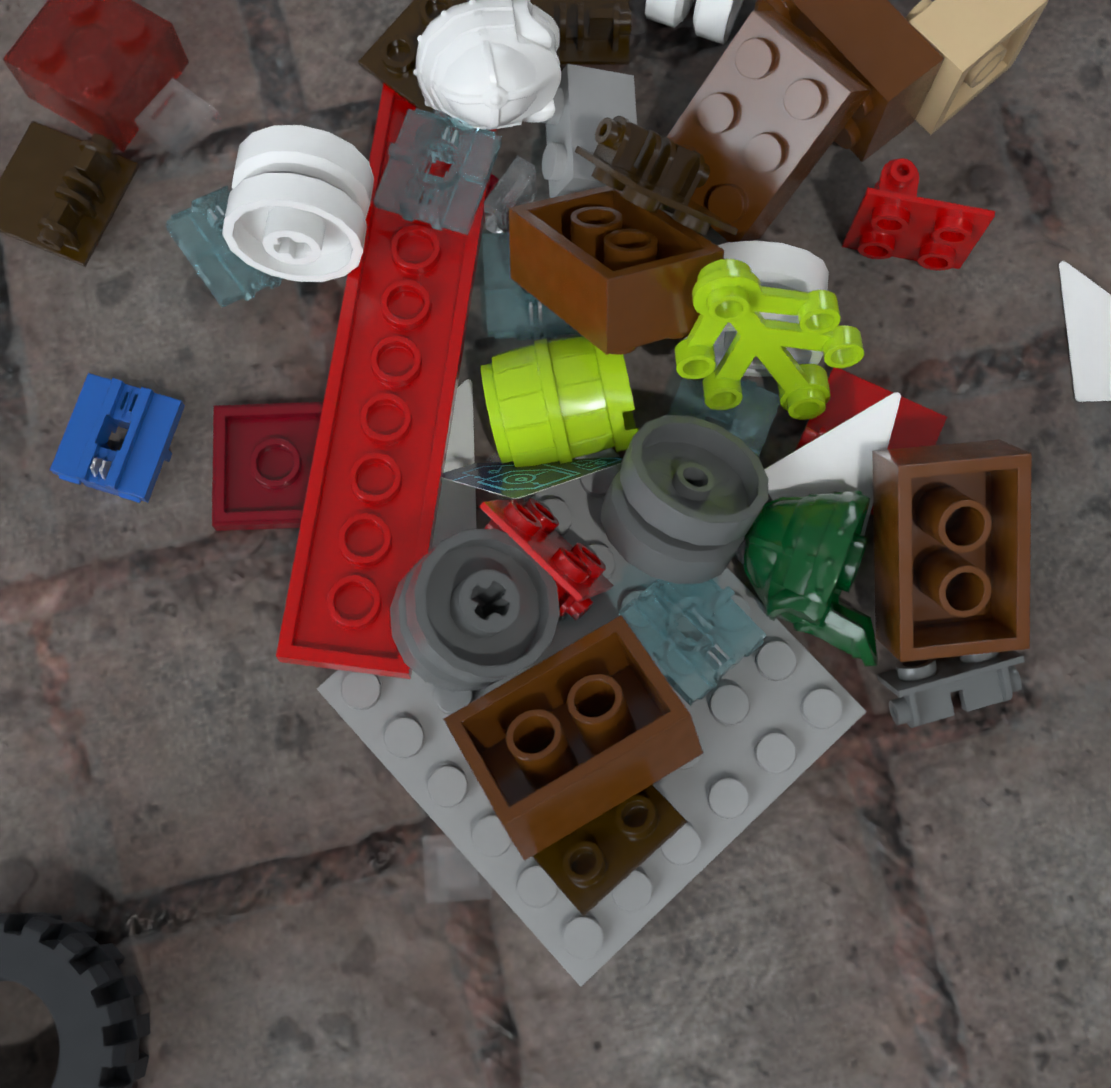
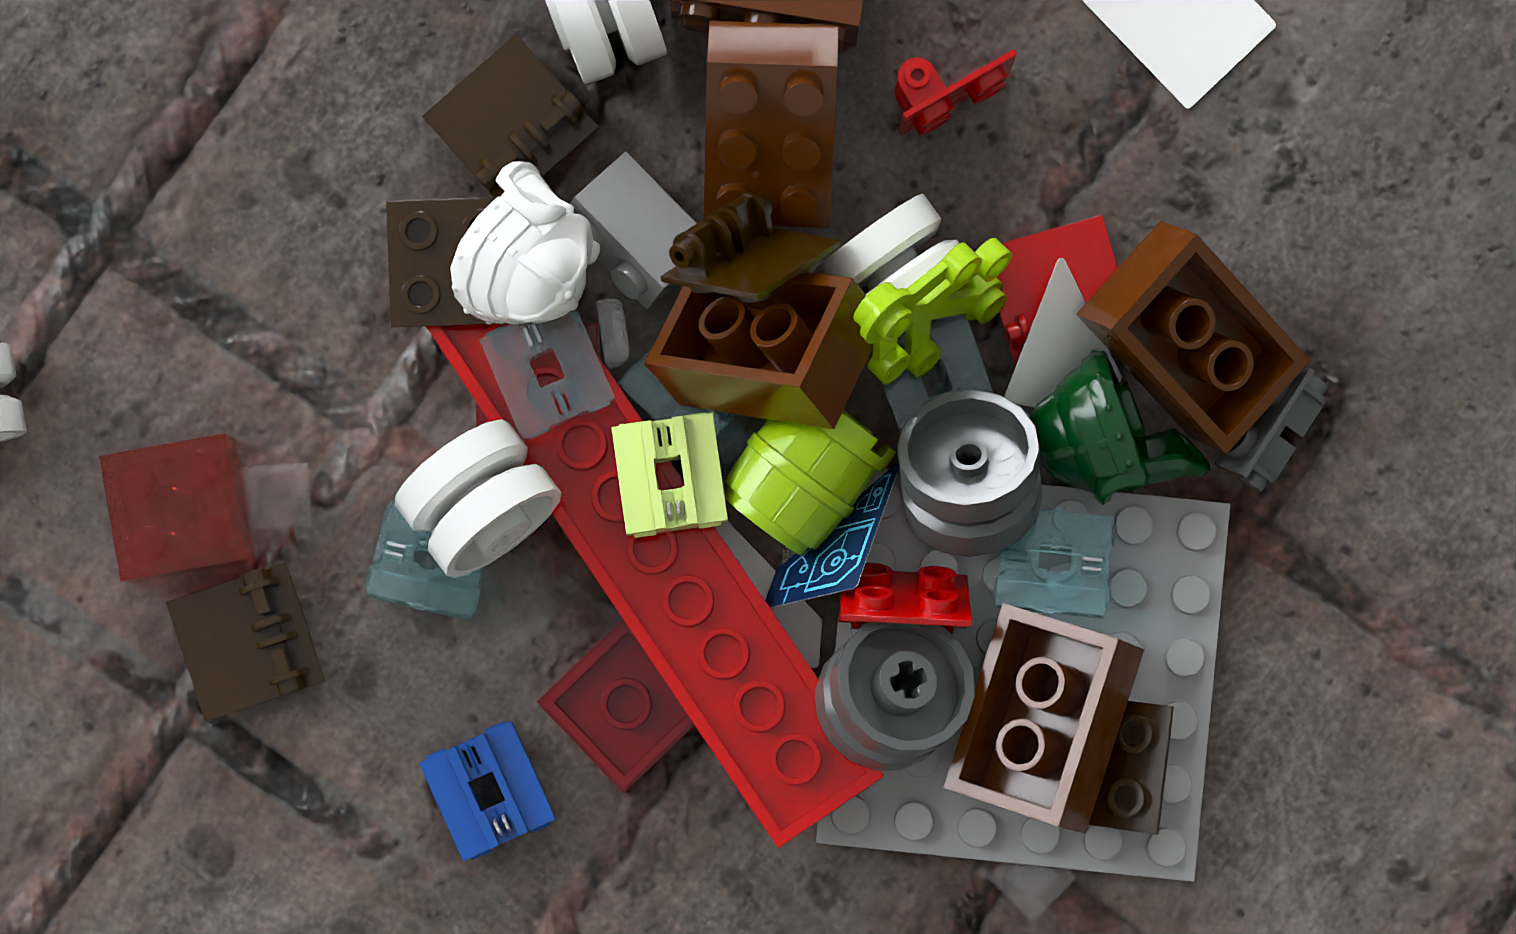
camera: 40 degrees left, 10 degrees up
(462, 281) = (655, 511): none -> yellowish green piece

